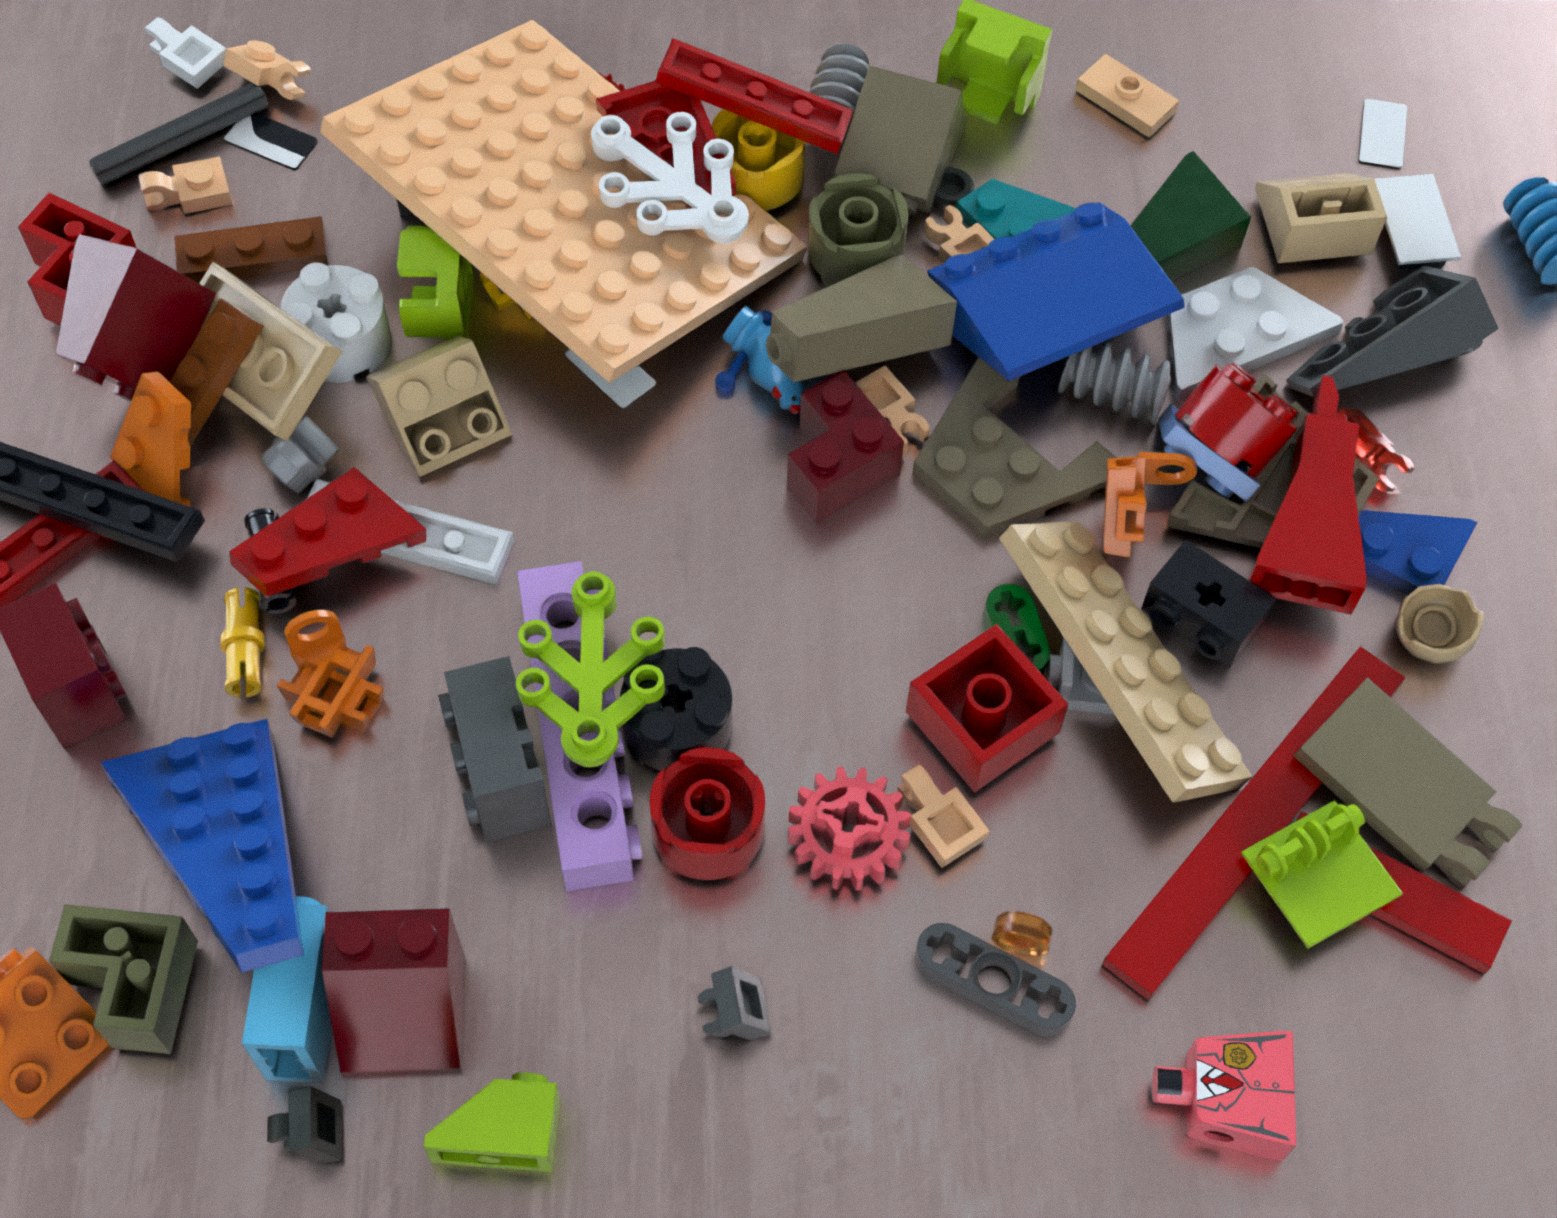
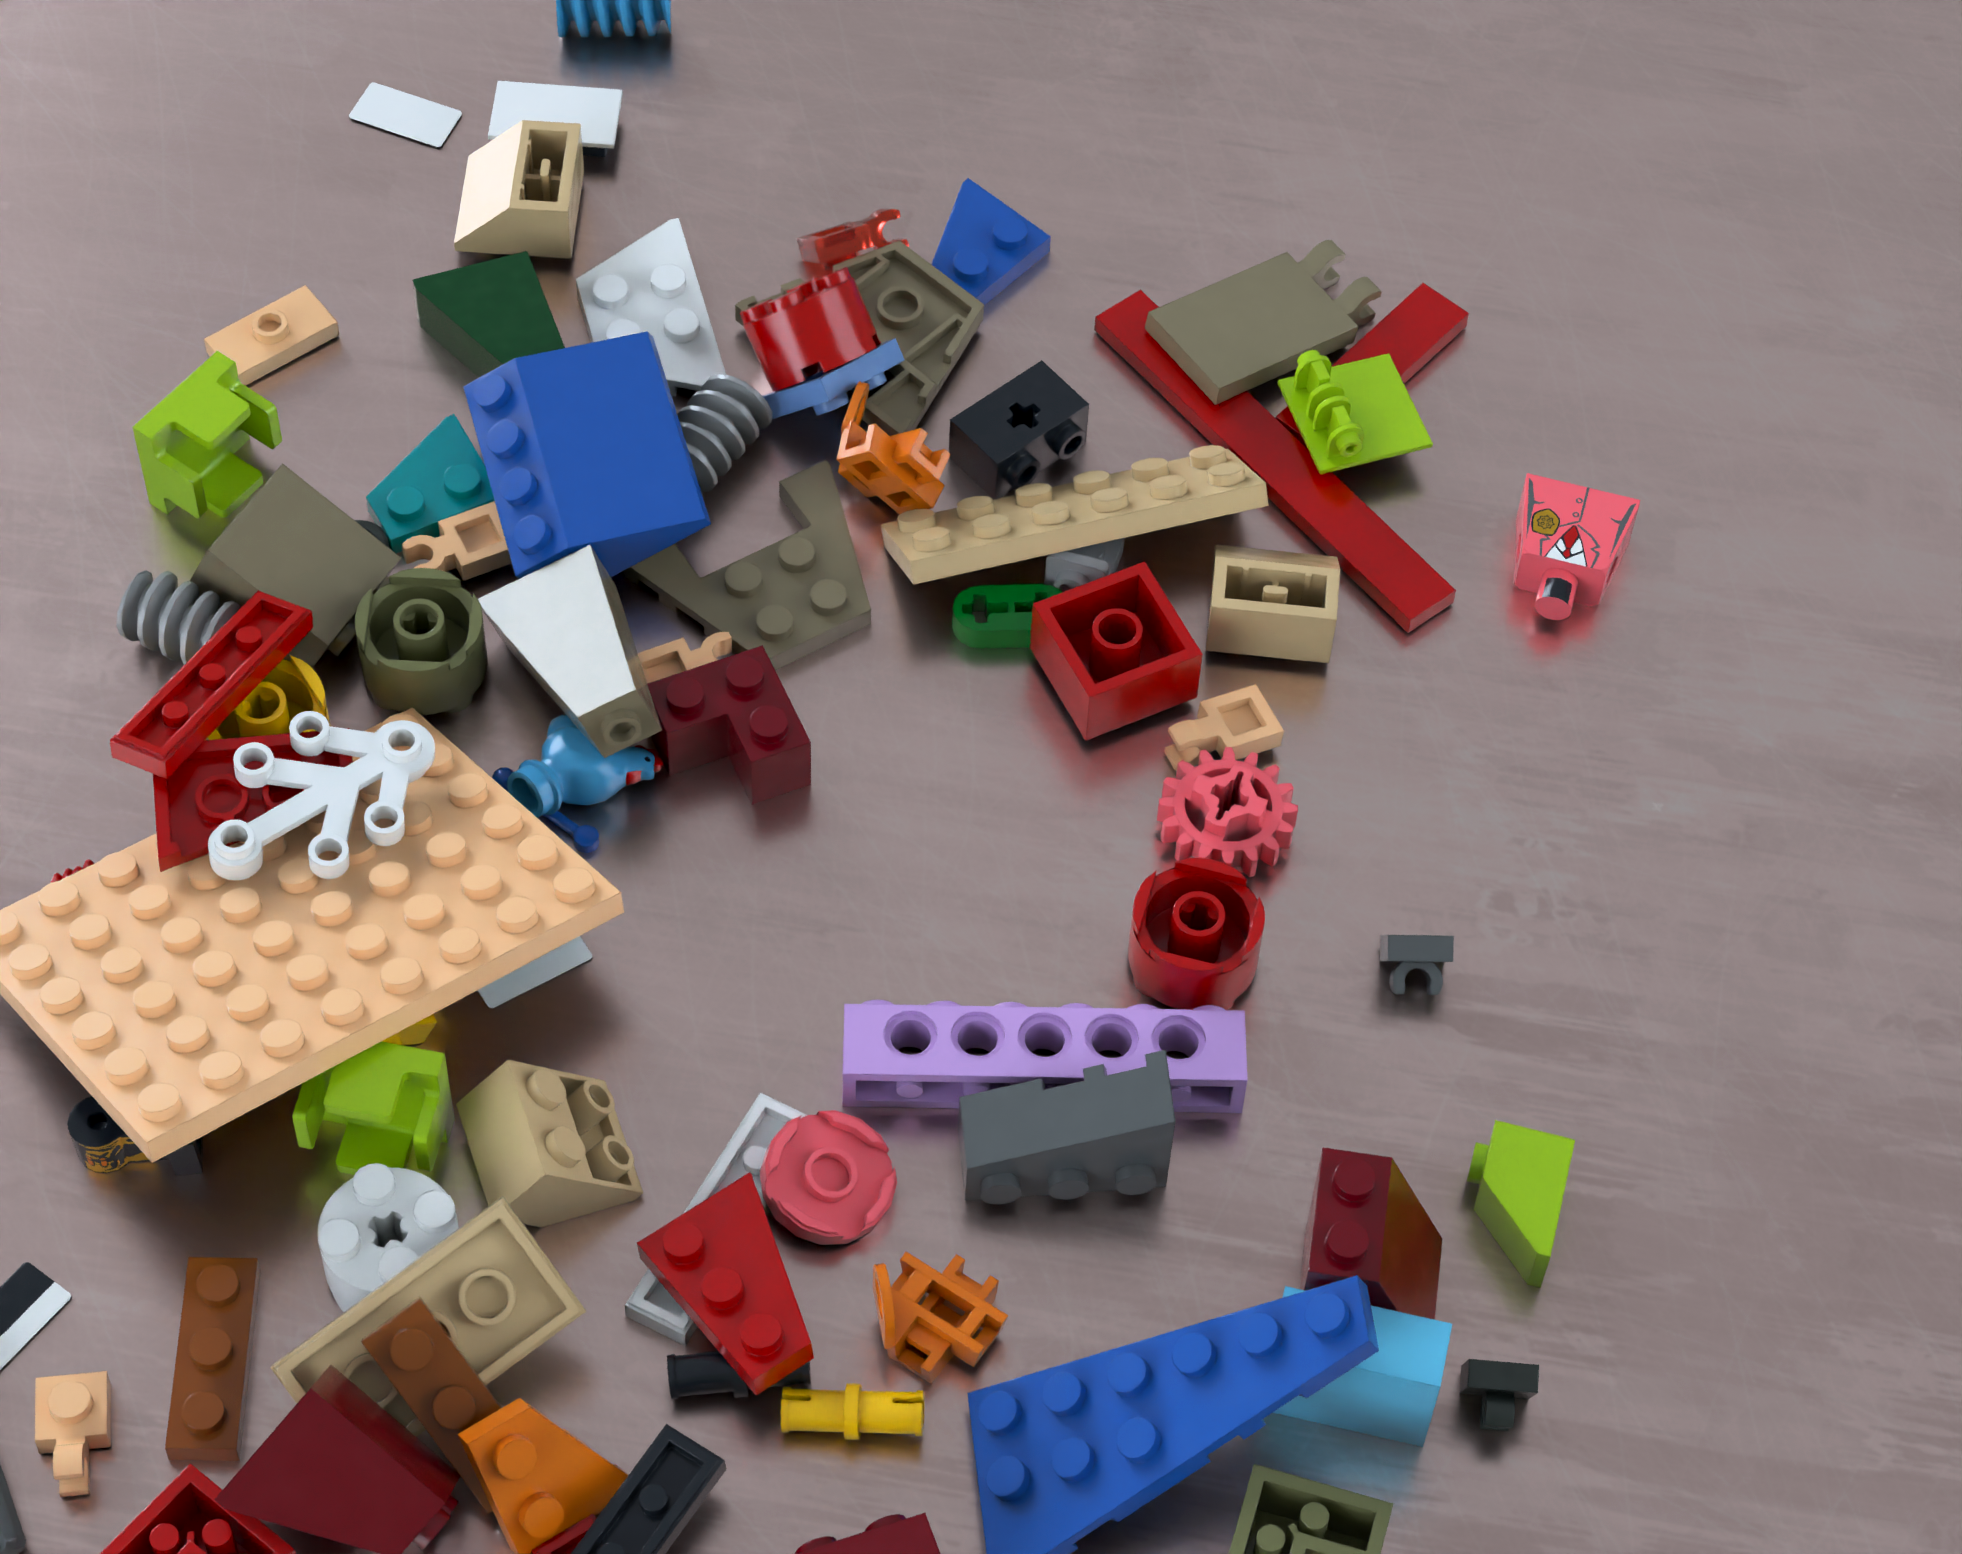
camera: 80 degrees left, 5 degrees down
(301, 457) = (601, 1325): light grey piece -> none
(442, 590) = (828, 1177): none -> coral tile
(593, 674) = (1017, 1001): lime plant -> none
(690, 713) = (1056, 942): black brick -> none
(988, 955) = (1413, 749): dark grey beam -> none
(1022, 933) = (1375, 682): clear orange tile -> none
(1089, 830) = (1273, 603): none -> tan slope
(1316, 539) = (963, 303): red piece -> none
(1414, 324) = (710, 168): dark grey wedge -> none
(1438, 623) = (1090, 240): tan hair -> none

